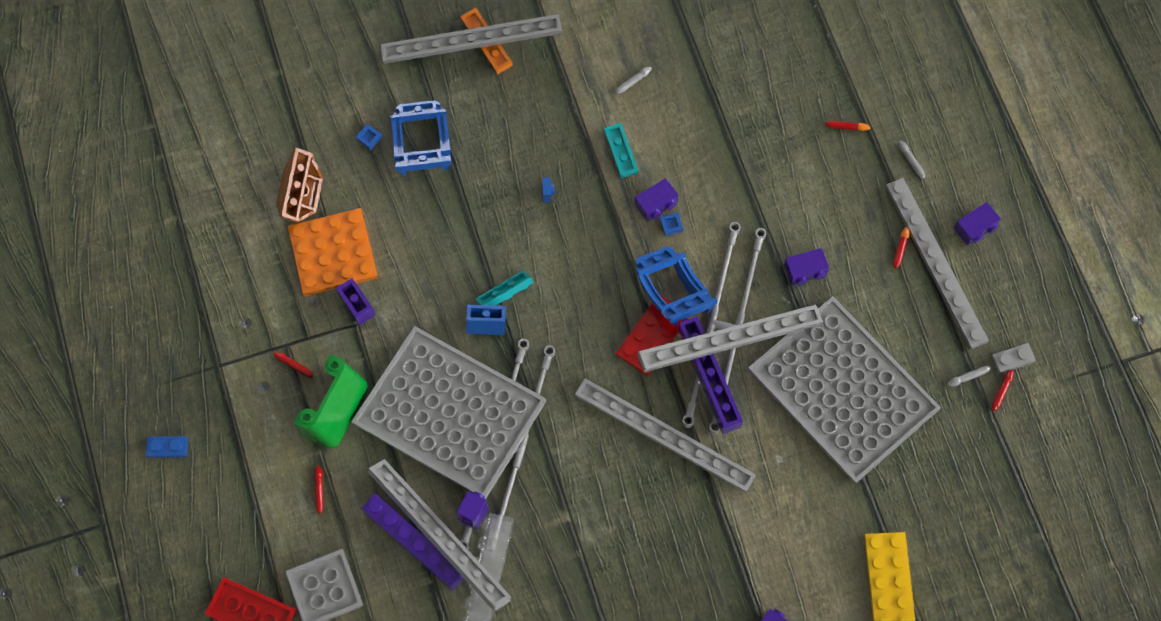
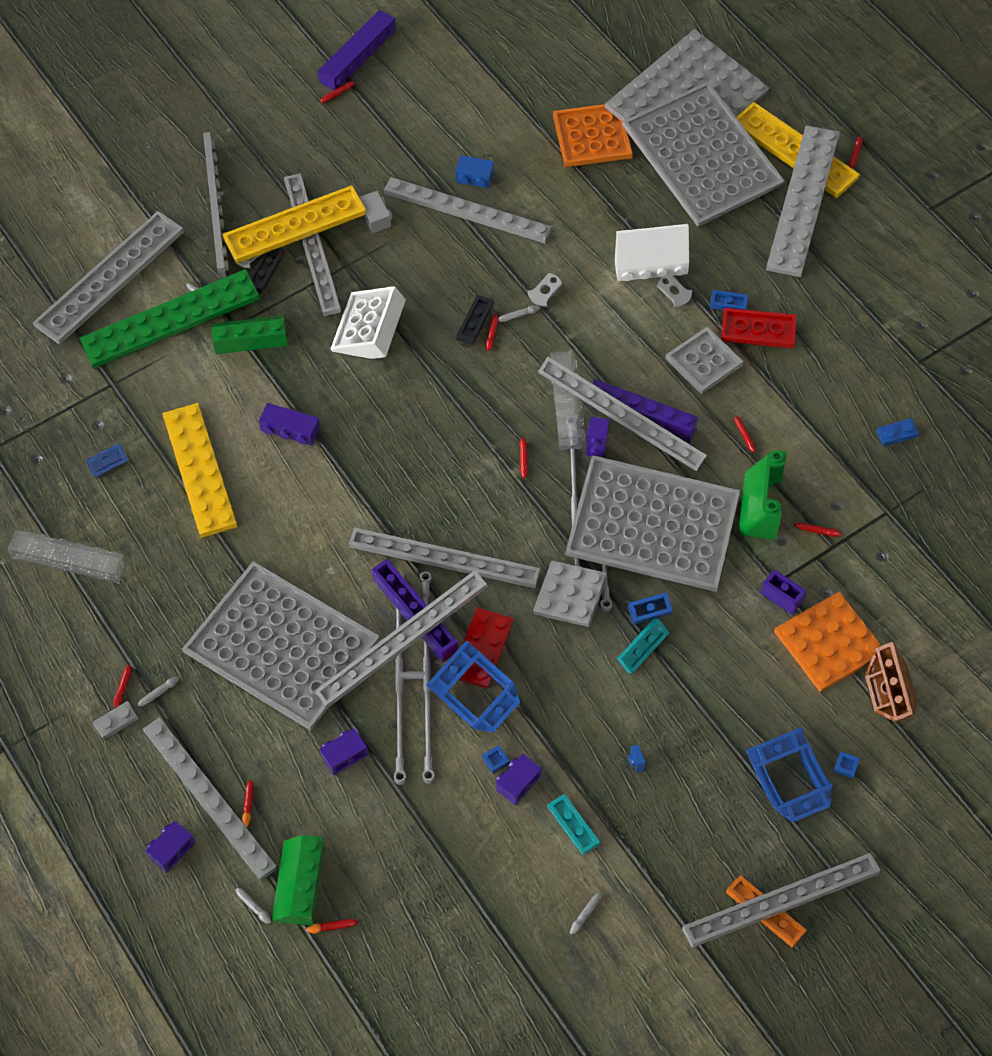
camera: 165 degrees right, 10 degrees down
(551, 528) = (523, 457): none -> red piece
(554, 360) = (570, 593): none -> light grey plate
(869, 166) = (299, 880): none -> green slope
(1045, 544) = (67, 556): none -> clear brick

